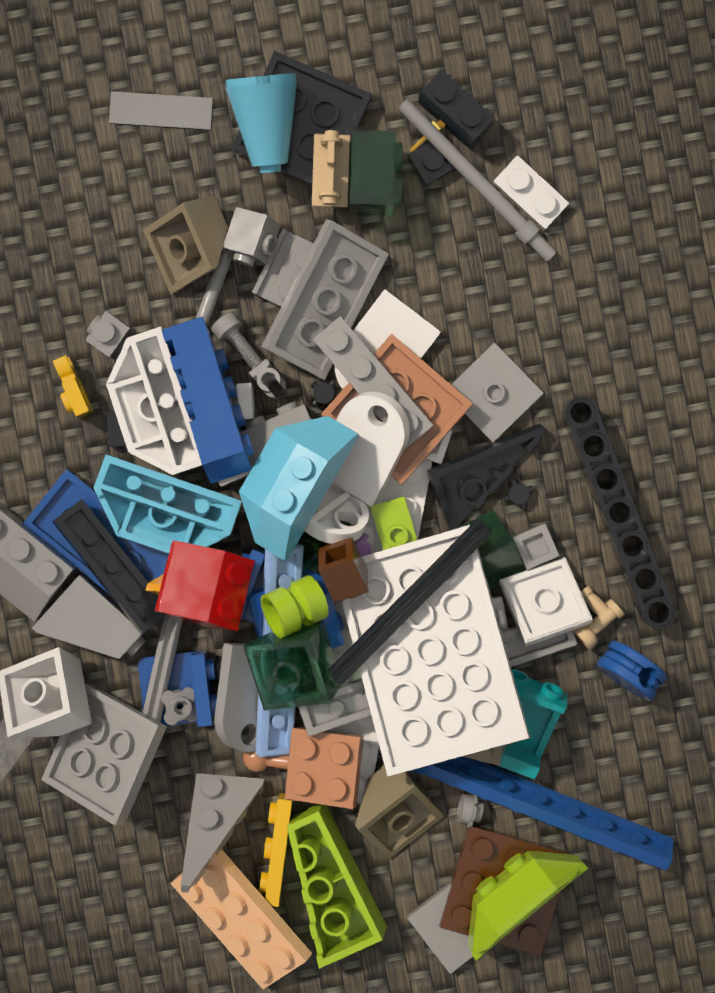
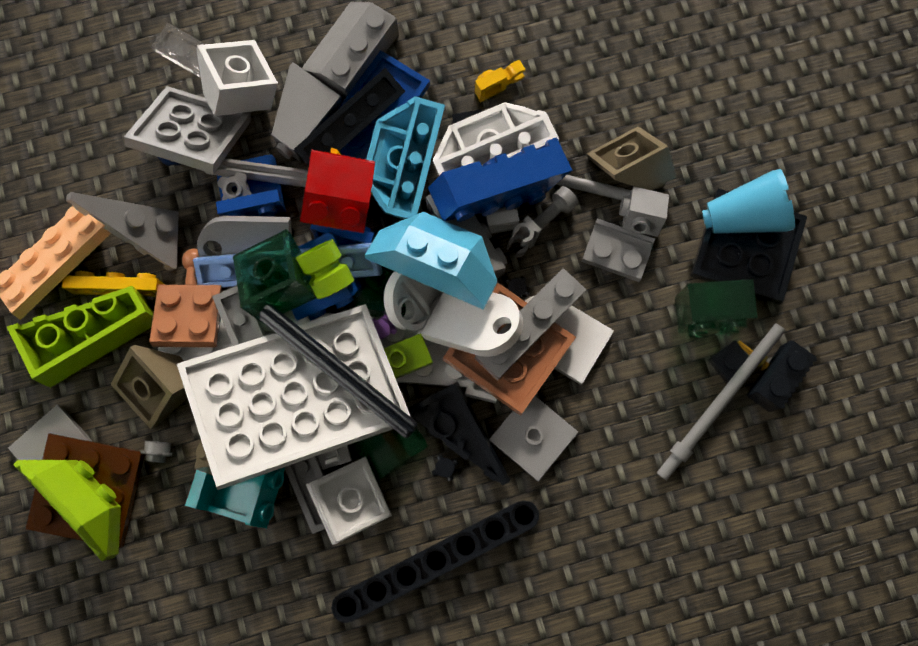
camera: 90 degrees right, 10 degrees down
(108, 334) = (548, 99): light grey brick -> none
(160, 110) = (740, 132): light grey sticker -> none
(328, 286) = (613, 281): light grey plate -> none
(330, 169) = (712, 269): tan hinge -> none
(343, 570) = (361, 308): reddish brown brick -> none
(530, 193) = (715, 452): white plate -> none
(535, 546) = (398, 487): light grey plate -> none
(554, 809) = (157, 535): blue plate -> none
(605, 614) = (342, 558): tan piece -> none
(631, 670) = (290, 587): blue head -> none

